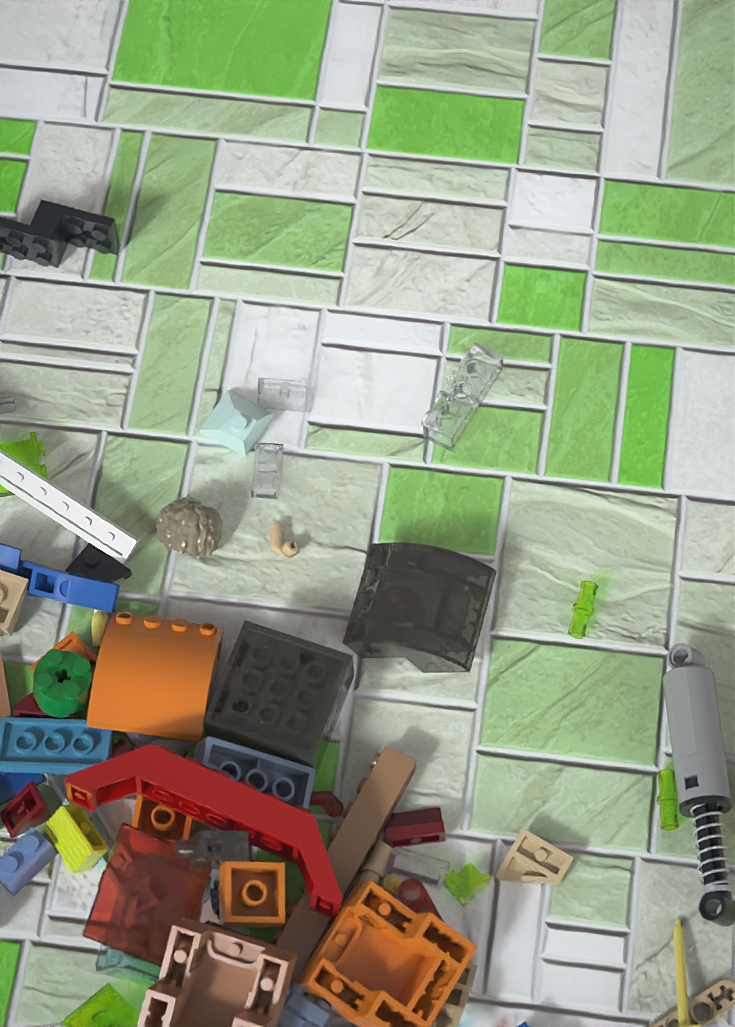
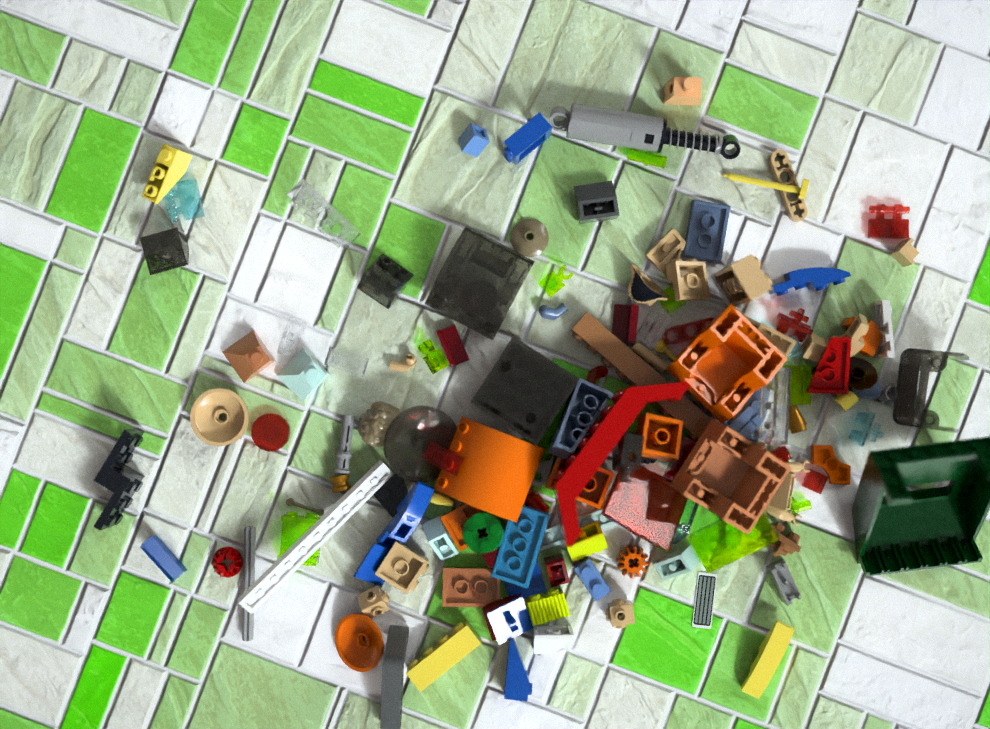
camera: 75 degrees left, 25 degrees up
(39, 639) = (440, 539): none -> light aqua slope
(53, 906) = (632, 568): none -> orange gear
(57, 446) = (290, 502): none -> dark tan hinge
(68, 981) = (677, 562): none -> light aqua slope
(96, 497) = (340, 483): none -> pearl gold wheel
(136, 490) = (344, 453): none -> light grey pin
(148, 400) = (270, 432): none -> clear red tile
(155, 318) = (207, 420): none -> tan dish
(158, 610) = (443, 458): none -> clear red plate
(173, 577) = (409, 439): none -> clear smoke dish
(246, 352) = (248, 356): none -> nougat slope
(297, 576) = (434, 358): none -> clear neon green plate
(321, 597) = (452, 345): none -> dark red panel
(363, 222) = (165, 250): none -> clear smoke slope
(391, 491) = (384, 281): none -> clear smoke slope
(402, 721) = (551, 313): none -> sand blue arm
(438, 238) = (190, 201): none -> clear light blue plate
(448, 712) = (553, 283): none -> clear neon green plate
(470, 202) = (168, 169): none -> light yellow slope
(474, 837) = (643, 289): none -> hat
(500, 893) = (688, 279): none -> tan plate
(505, 680) = (529, 247): none -> dark tan dish
(516, 957) = (743, 280): none -> tan brick
(579, 740) = (596, 202): none -> dark grey slope
(583, 609) = (502, 175): clear neon green pin -> none
(584, 914) = (706, 231): none -> sand blue tile
(622, 560) = (473, 140): none -> medium blue panel
(641, 622) = (526, 139): none -> blue window

